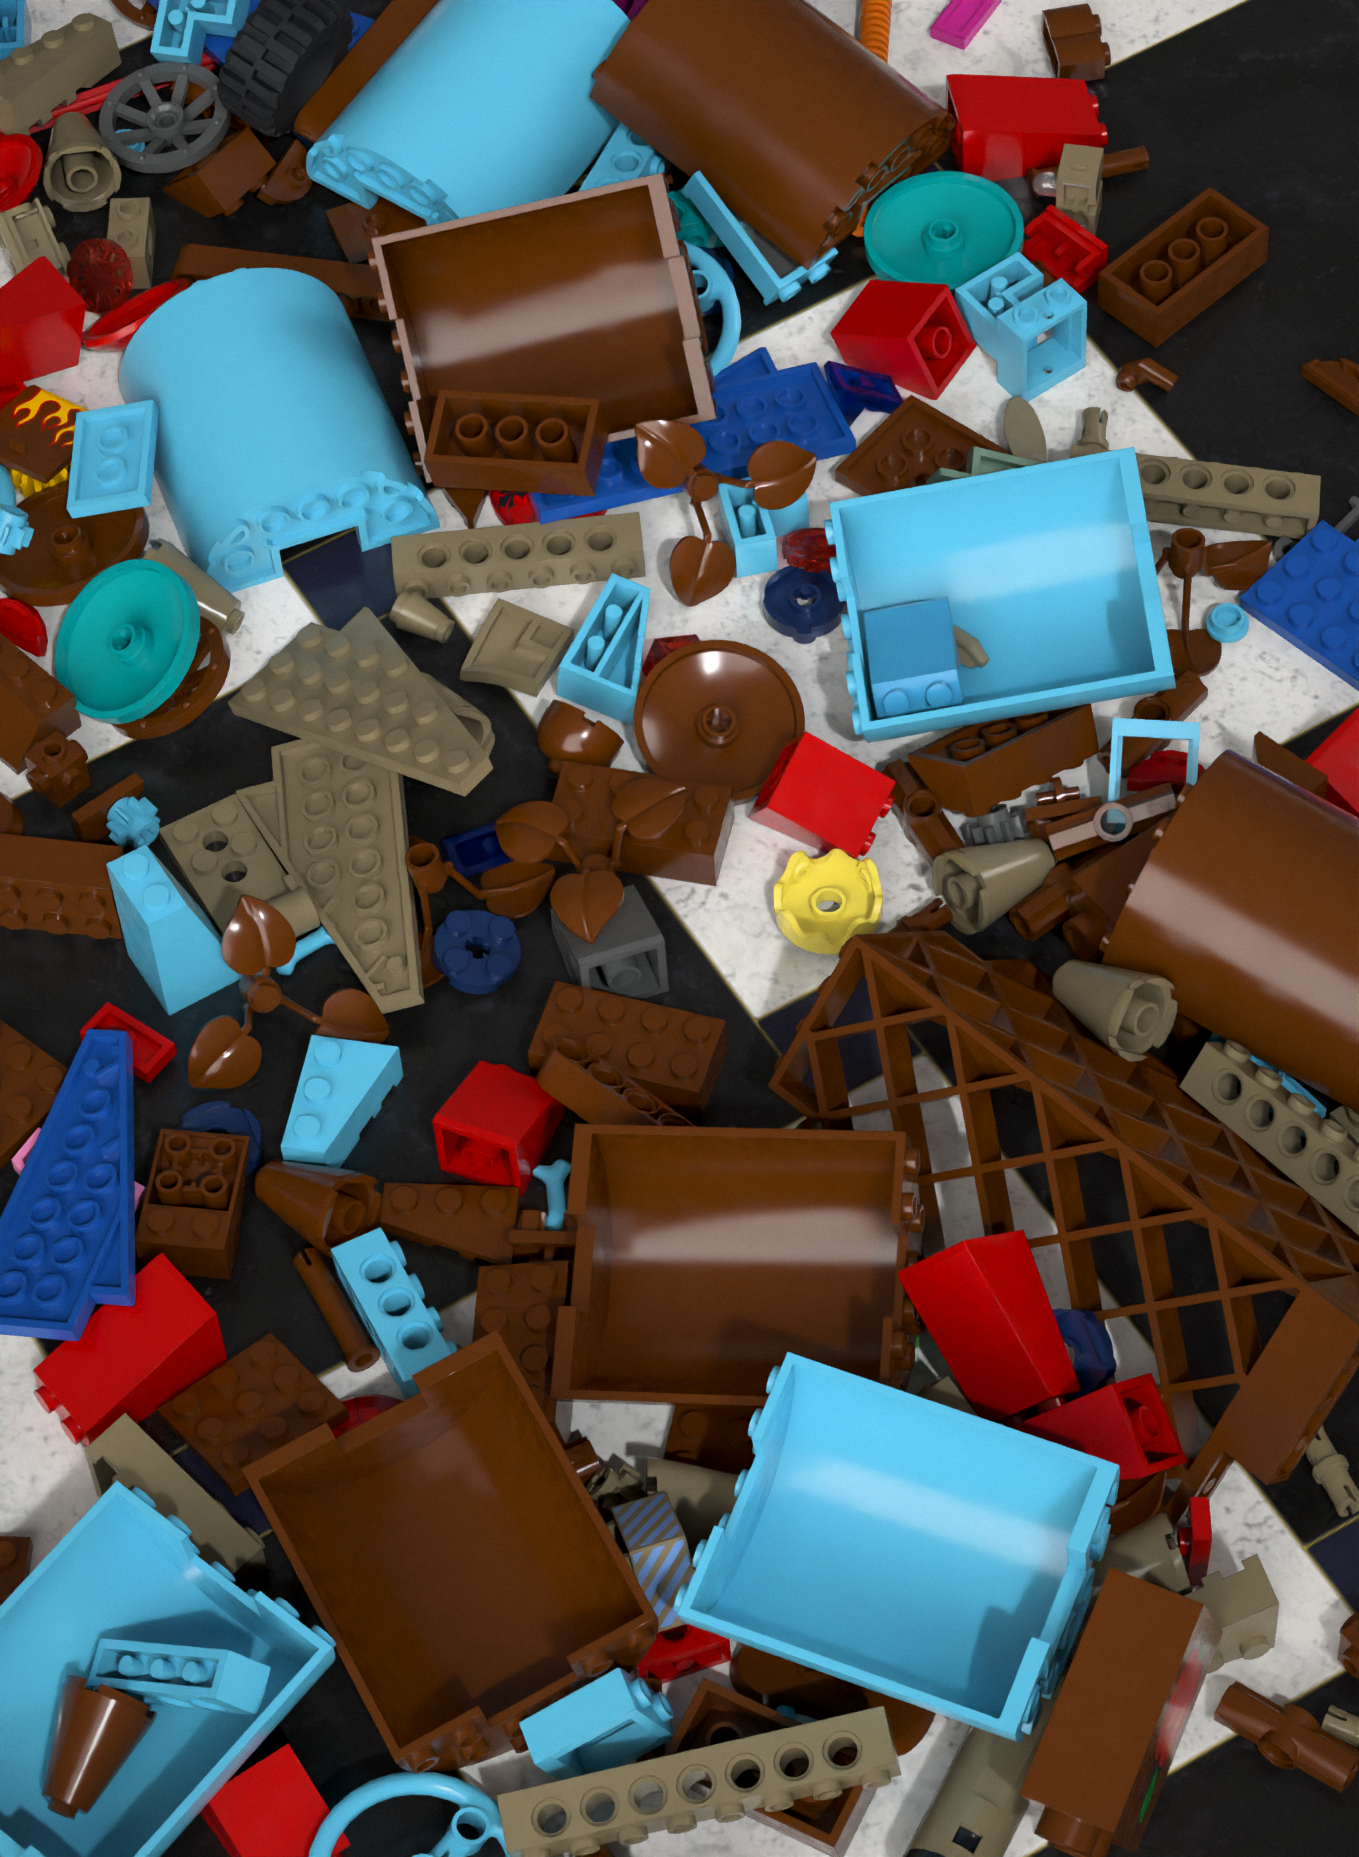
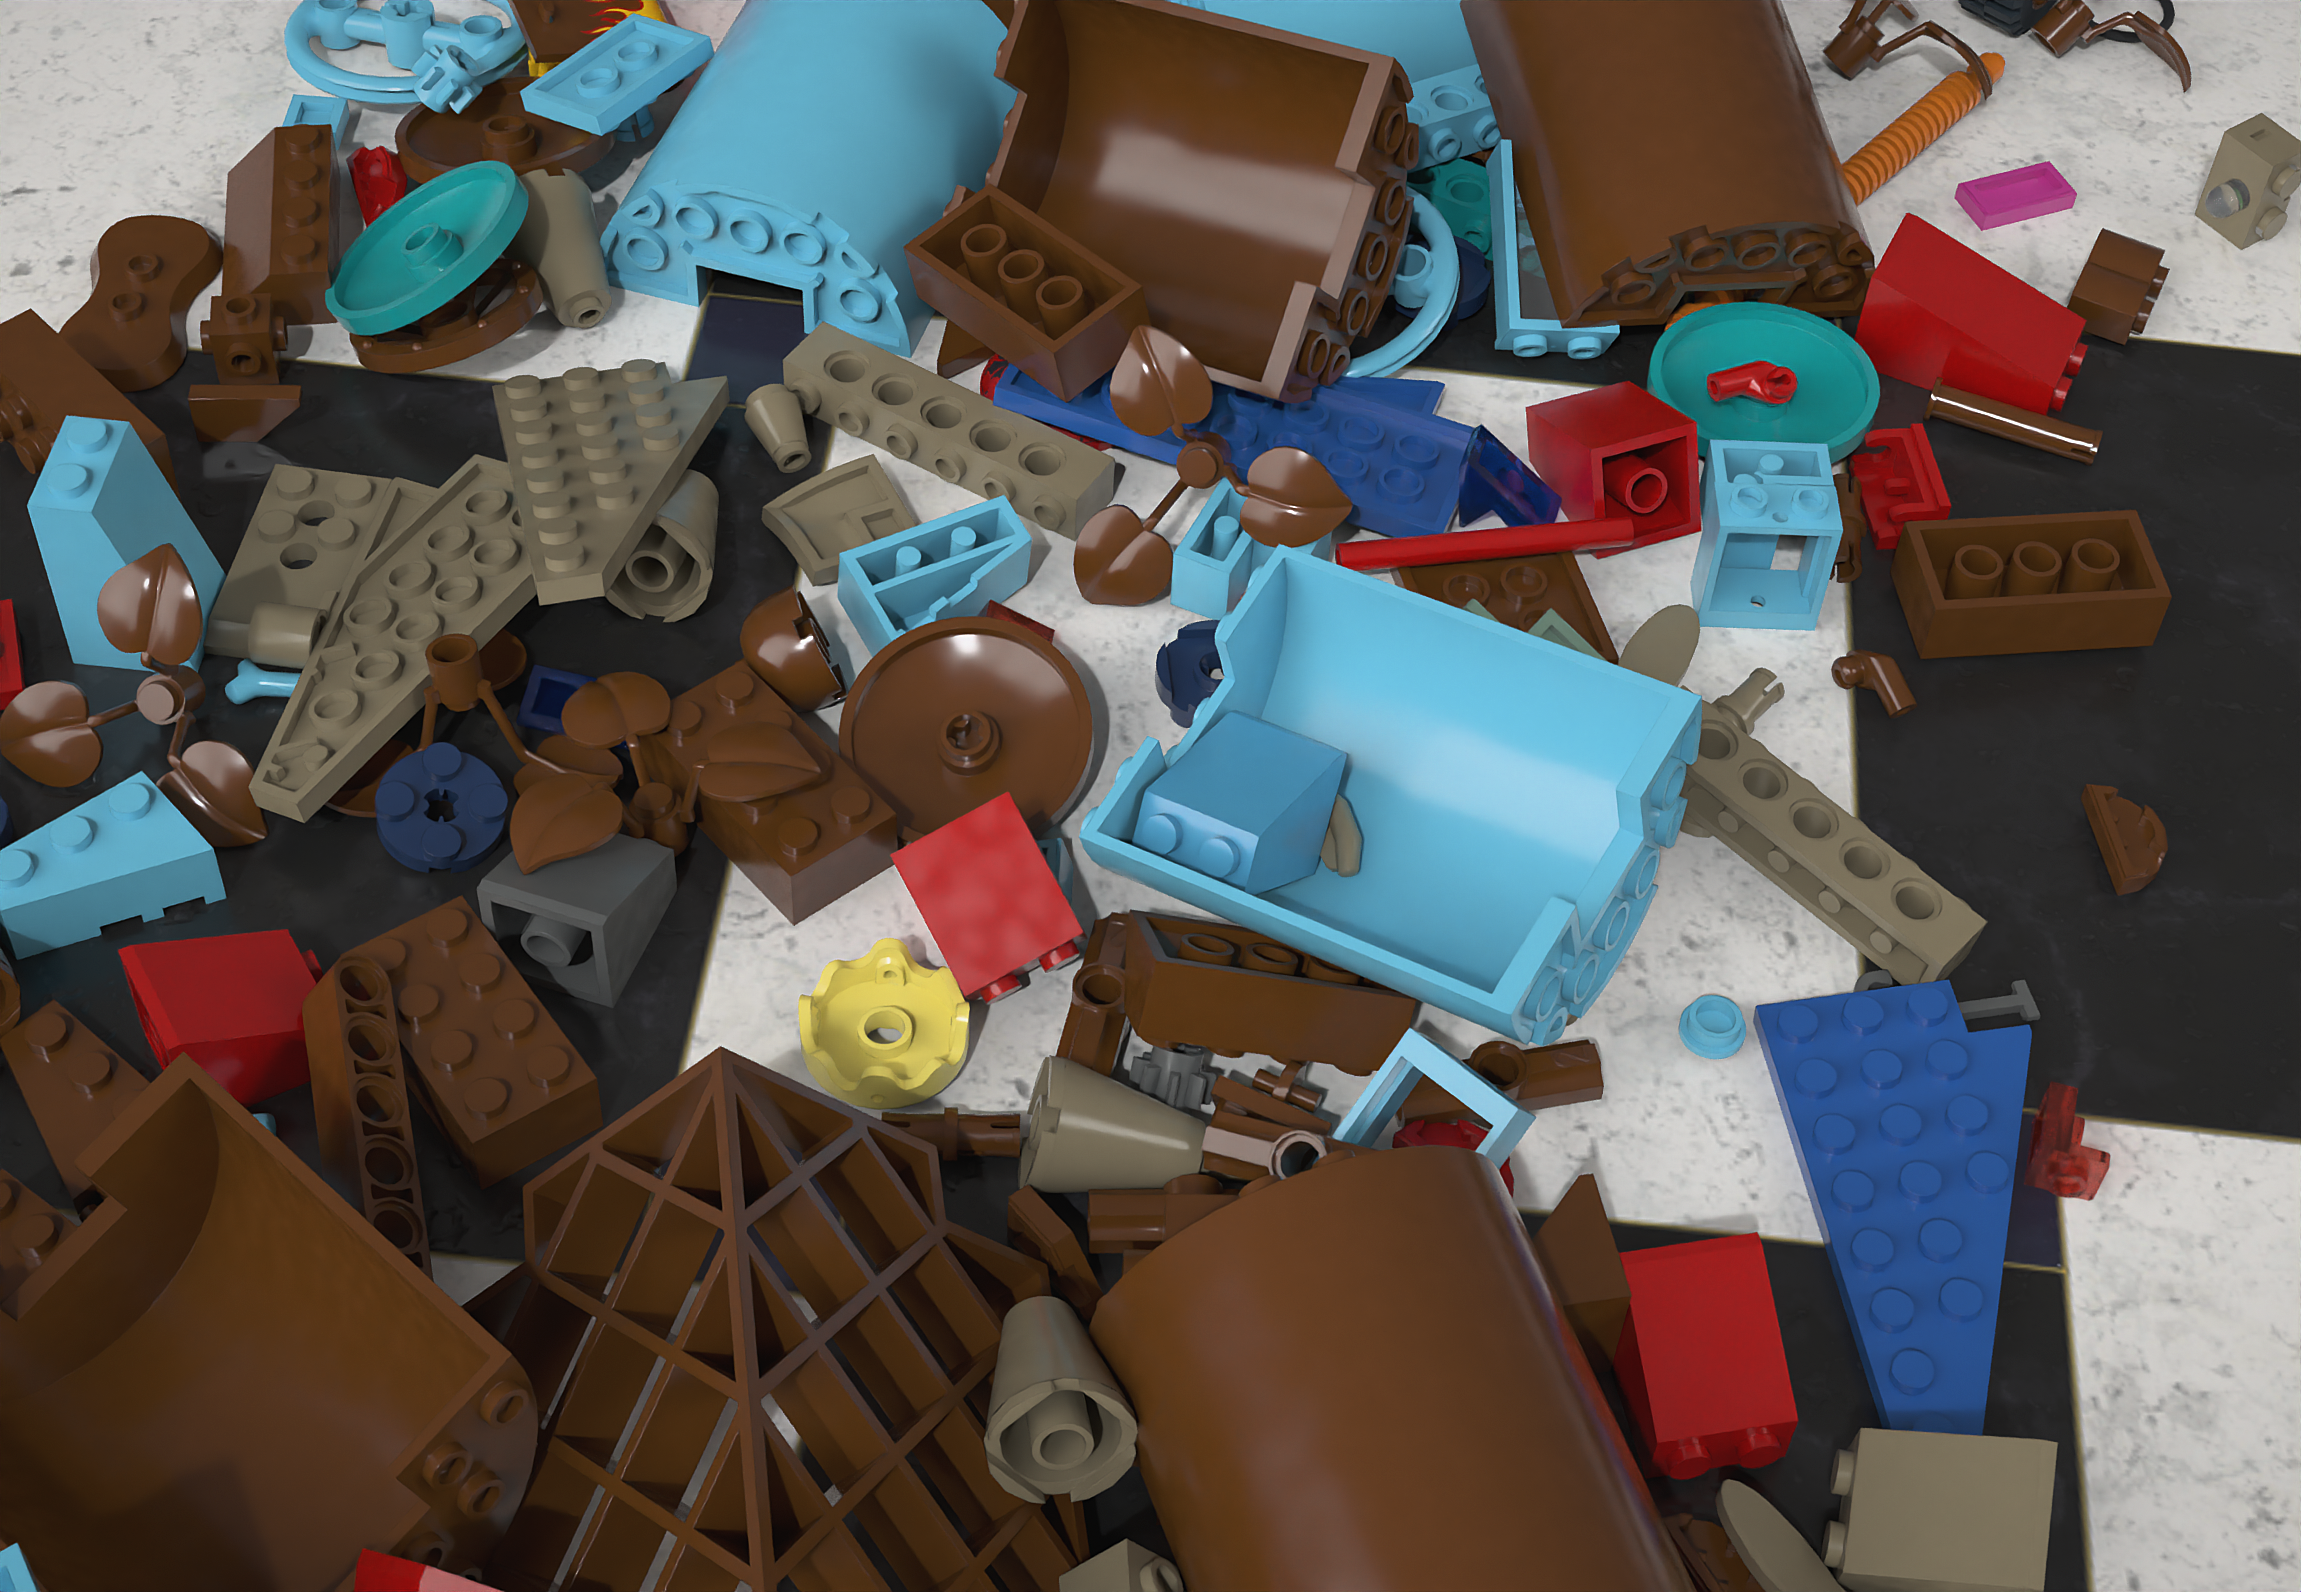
camera: 30 degrees right, 5 degrees down
(133, 822) = (253, 438): medium azure gear -> none
(883, 431) = (1485, 544): none -> red piece
(946, 235) = (1755, 380): none -> red arm
(1013, 944) = (1045, 1237): none -> reddish brown tile
(1076, 184) = (1971, 423): dark tan piece -> none
(1233, 567) = (1780, 966): reddish brown plant -> none

